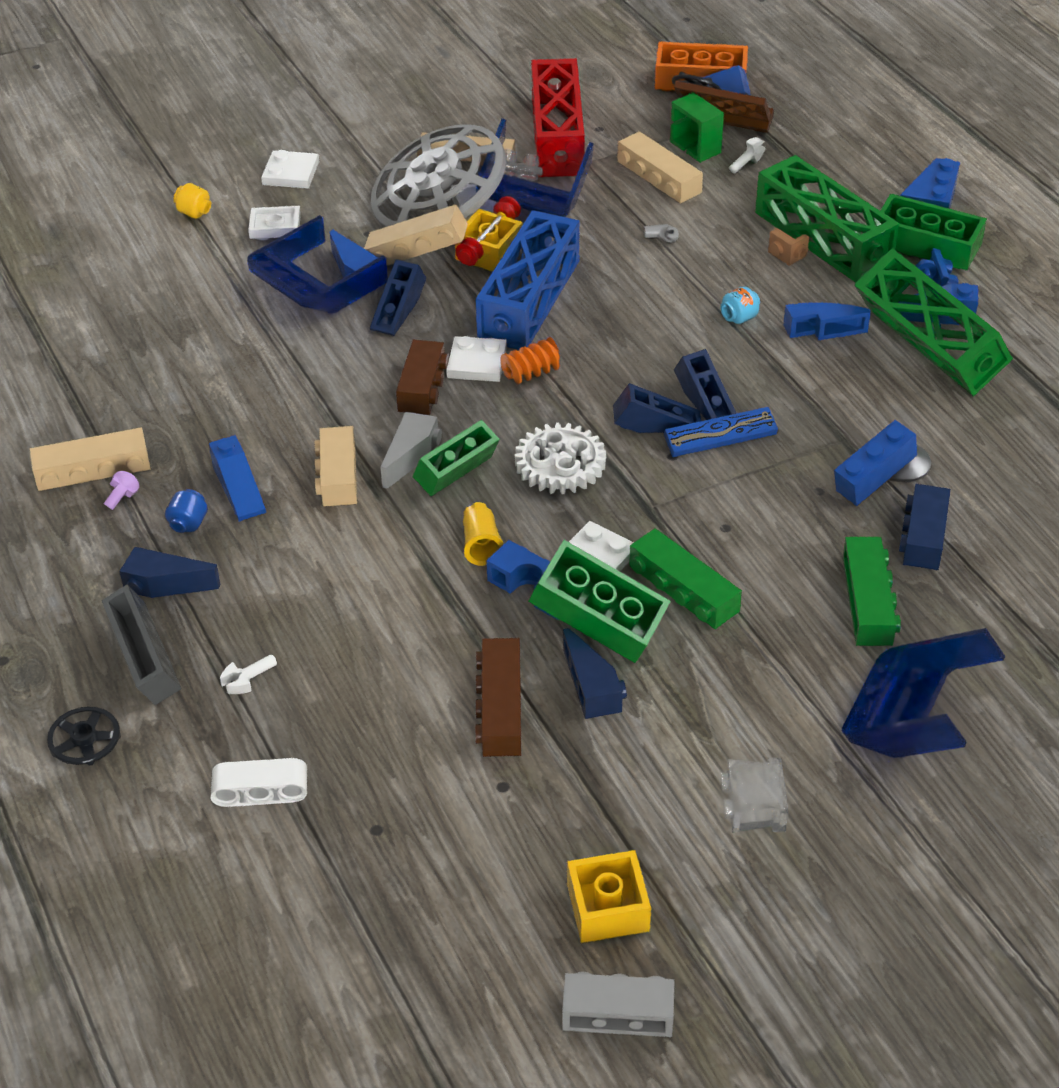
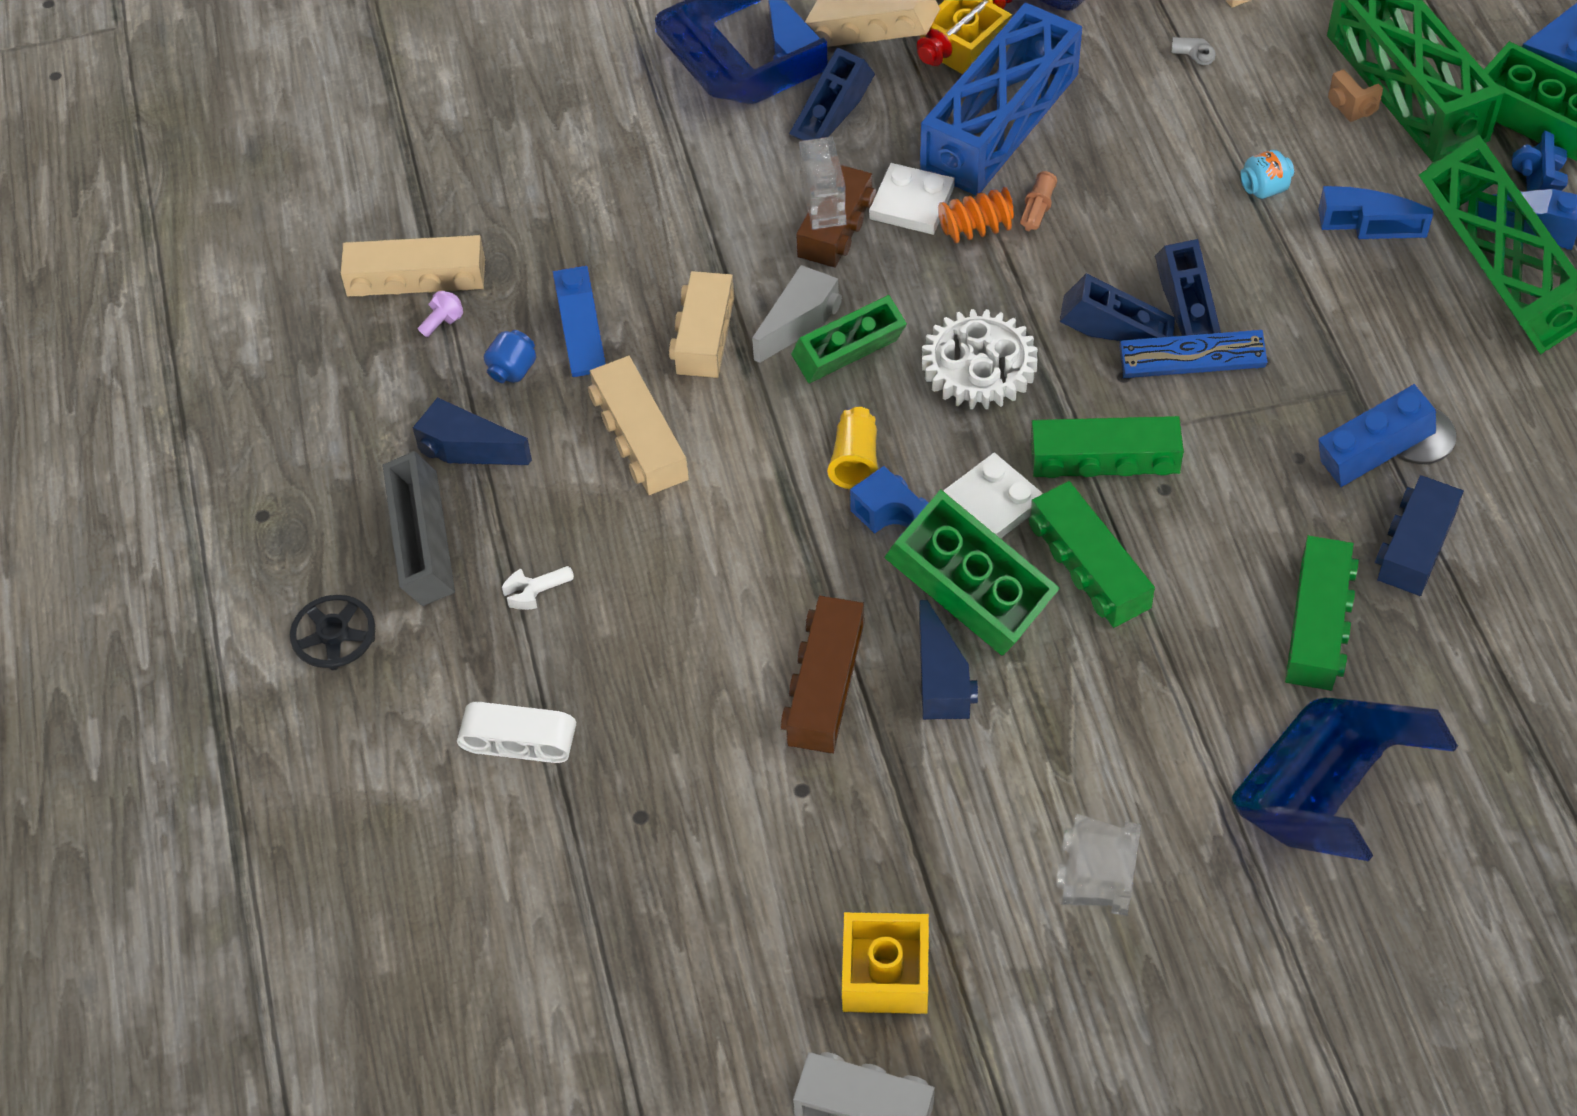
camera: 15 degrees right, 10 degrees up
(303, 544) = (639, 426): none -> tan brick
(410, 349) = (822, 182): none -> clear hips
(574, 346) = (1038, 200): none -> nougat axle
(674, 503) = (1106, 446): none -> green brick

